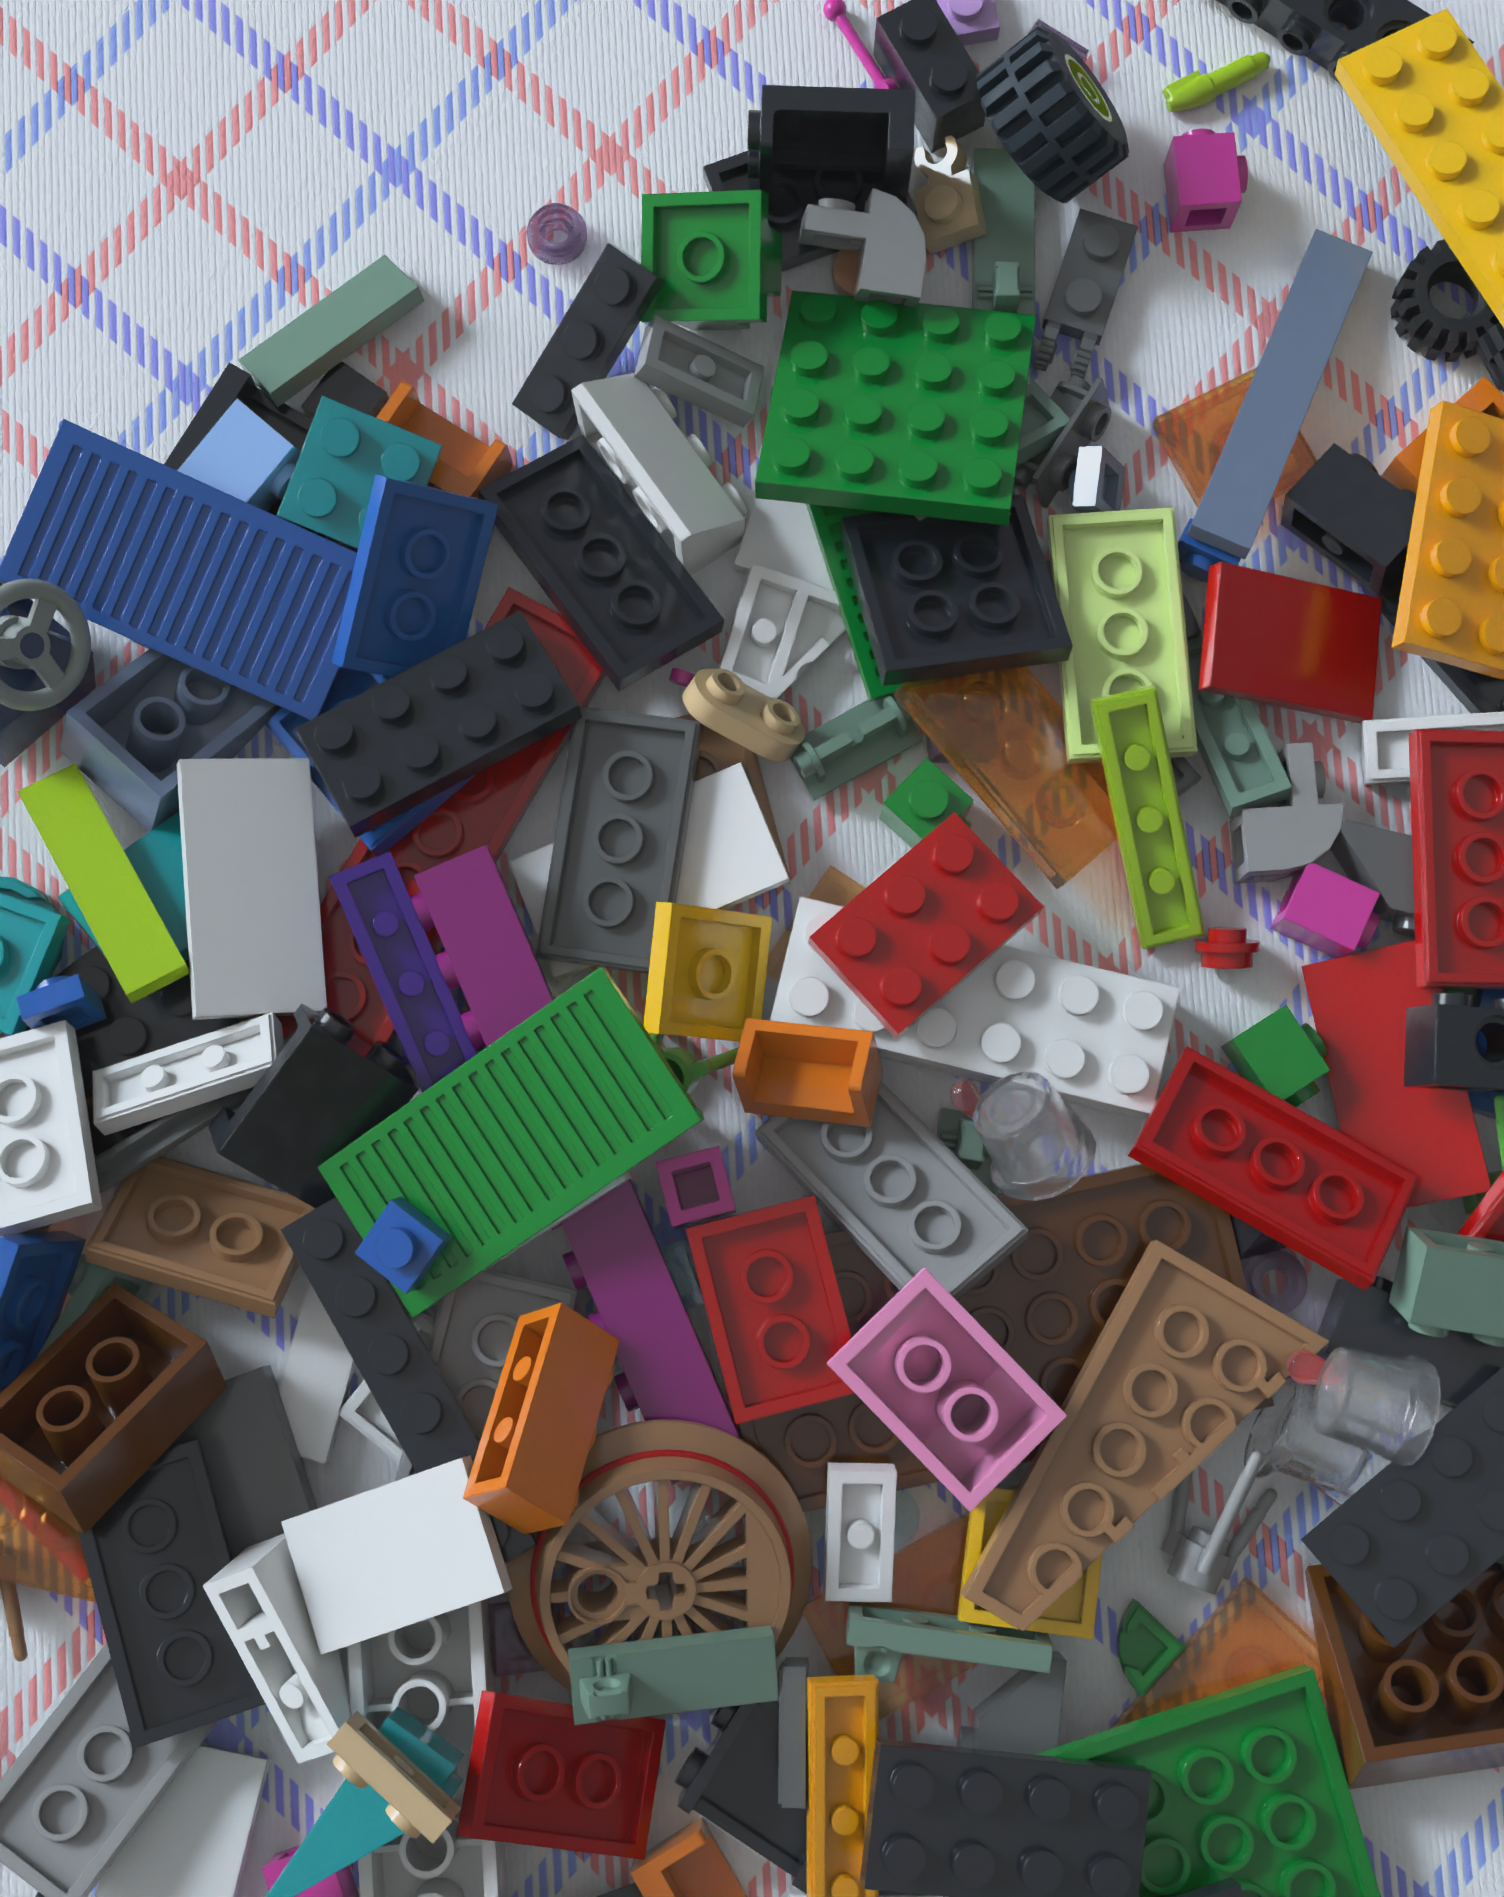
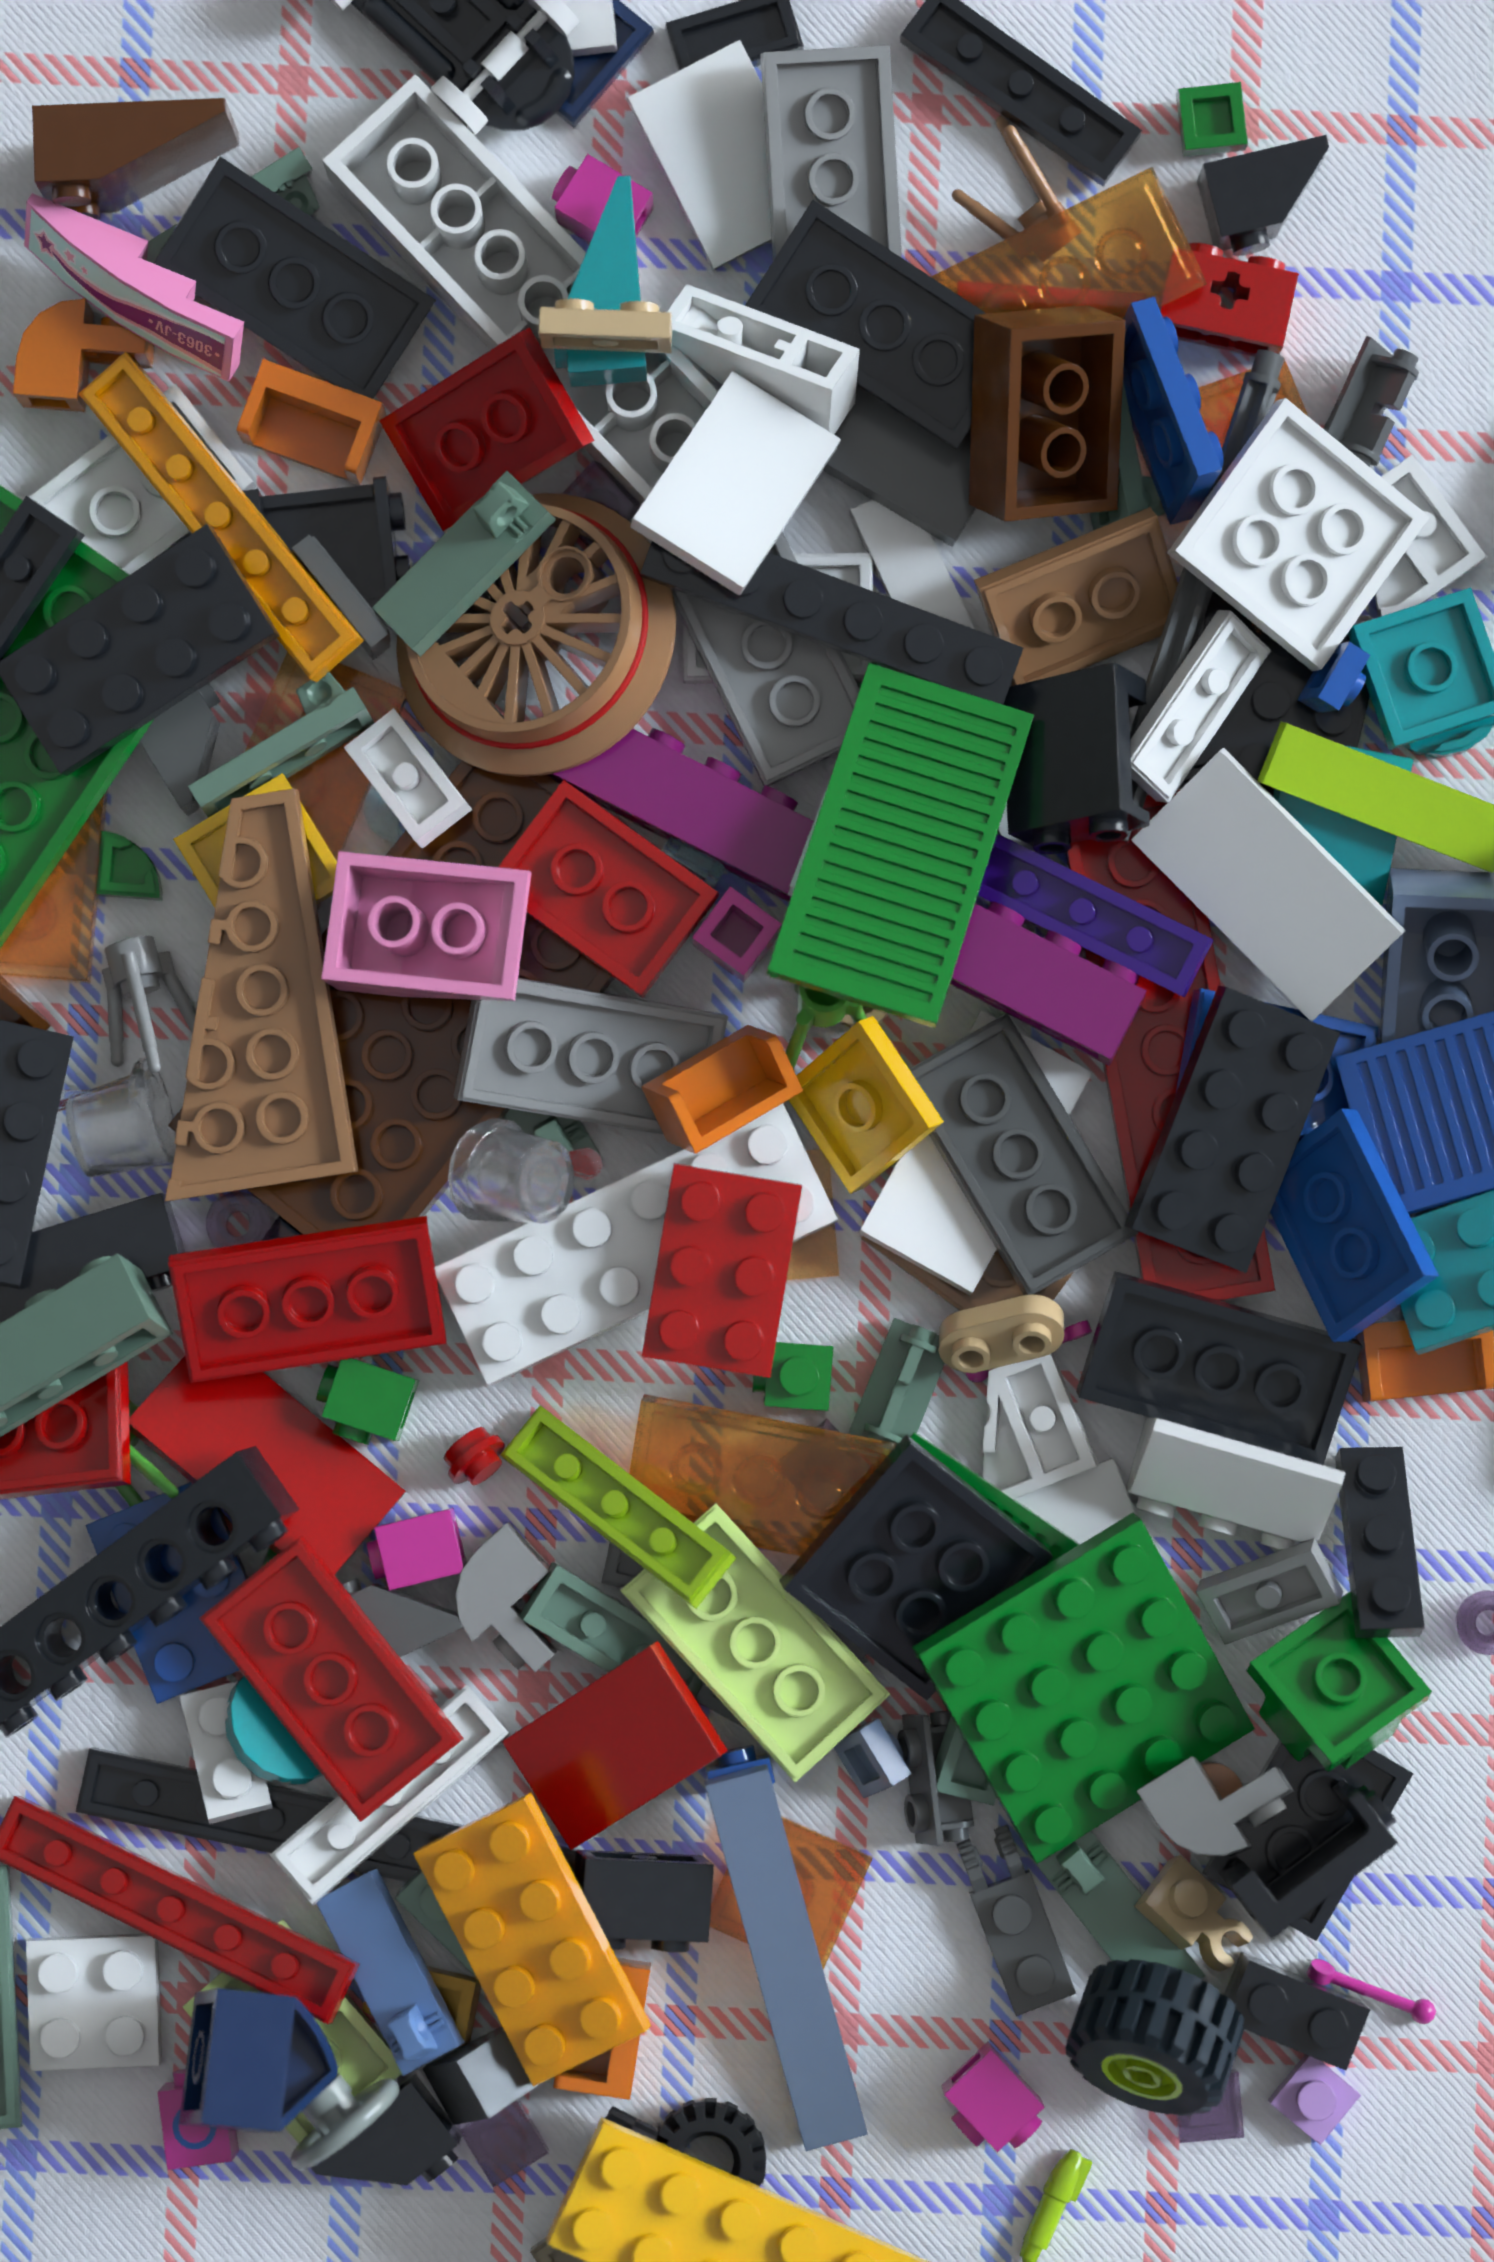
camera: 140 degrees right, 5 degrees up
(403, 1245) = (918, 708): blue plate -> none
(542, 1420) = (708, 665): orange brick -> none
(1372, 1400) = (103, 1173): clear hat -> none

